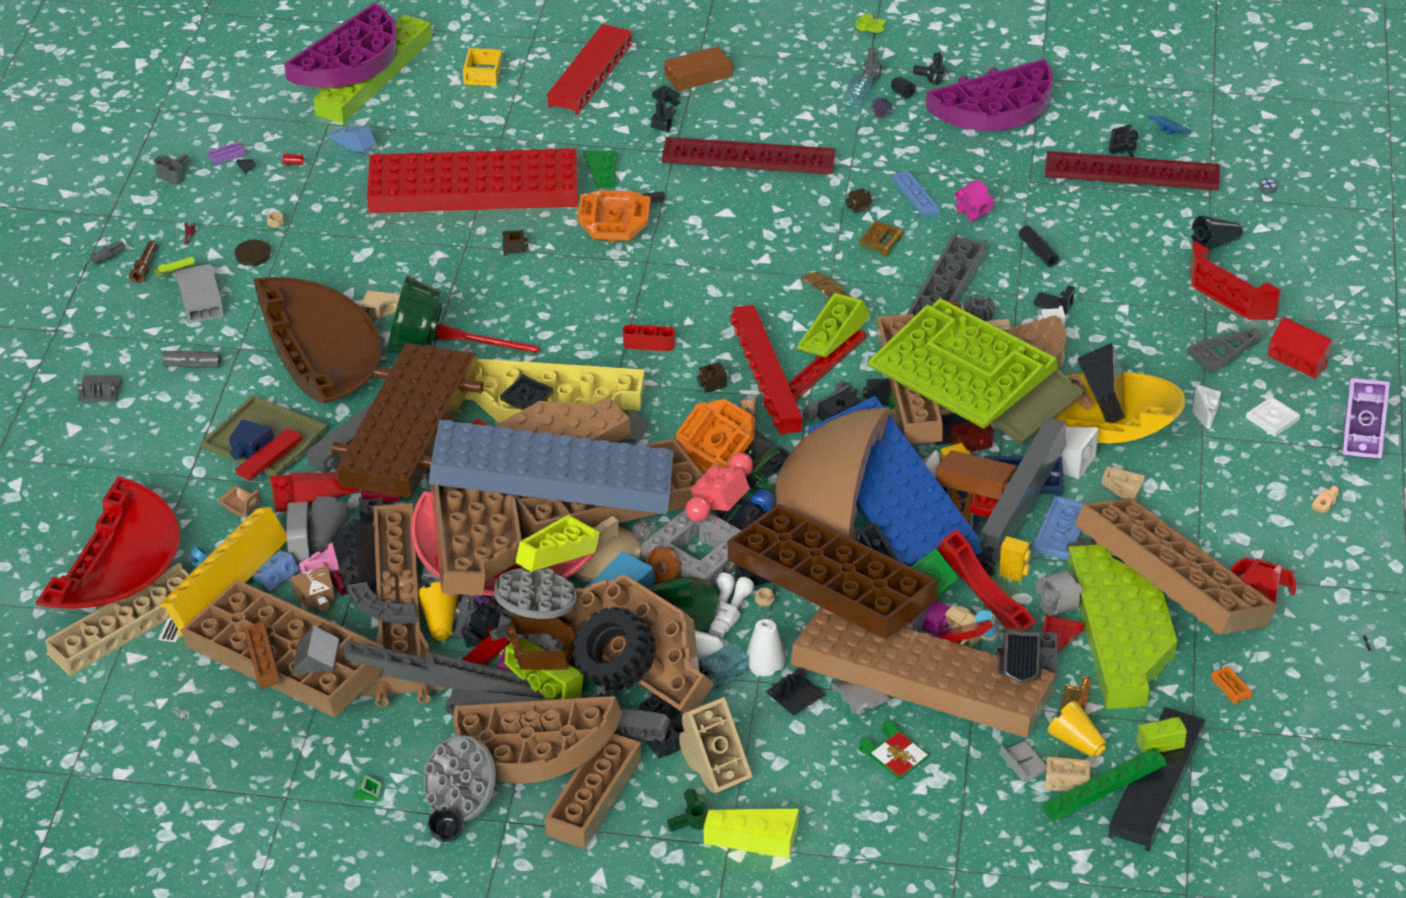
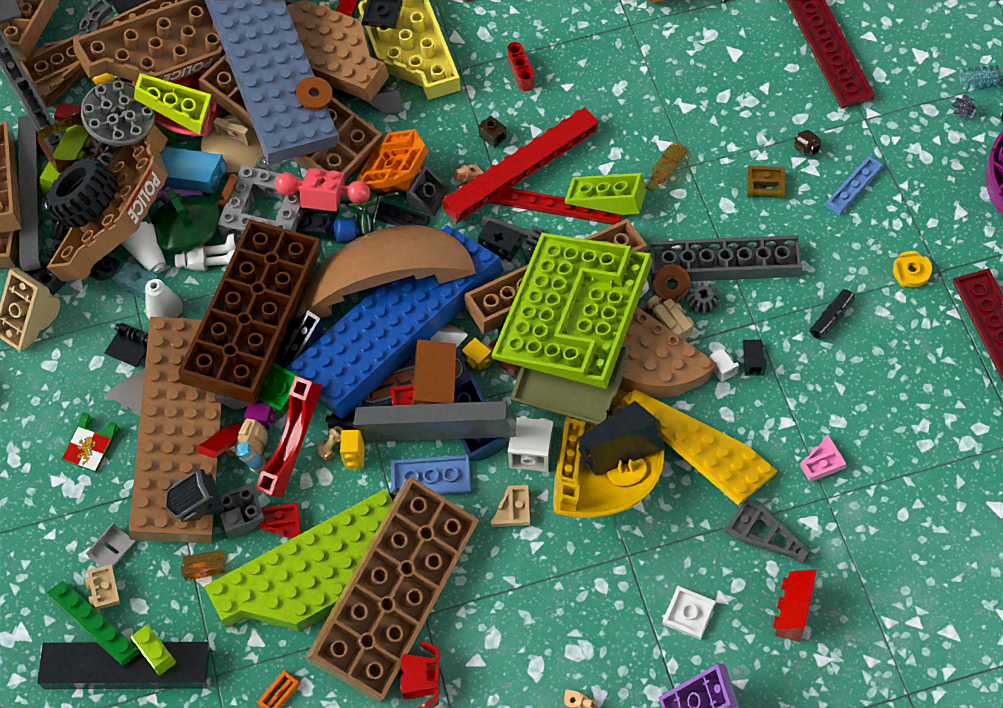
camera: 70 degrees right, 20 degrees up
(622, 441) = (314, 84): none -> dark orange tile
(974, 200) = (860, 233): dark pink brick -> none
(994, 562) = (324, 448): none -> tan bar
(1026, 196) = (912, 279): none -> yellow plate
(1059, 593) = (323, 501): light grey brick -> none
(1077, 731) = (153, 579): yellow cone -> none
(1135, 395) = (628, 473): none -> yellow piece
(1142, 348) = (720, 458): none -> yellow wing
(1172, 297) = (823, 461): none -> bright pink wing
(1206, 405) = (662, 545): white slope -> none
(1215, 232) = (948, 465): black cone -> none
(1230, 290) = (875, 466): red slope -> none

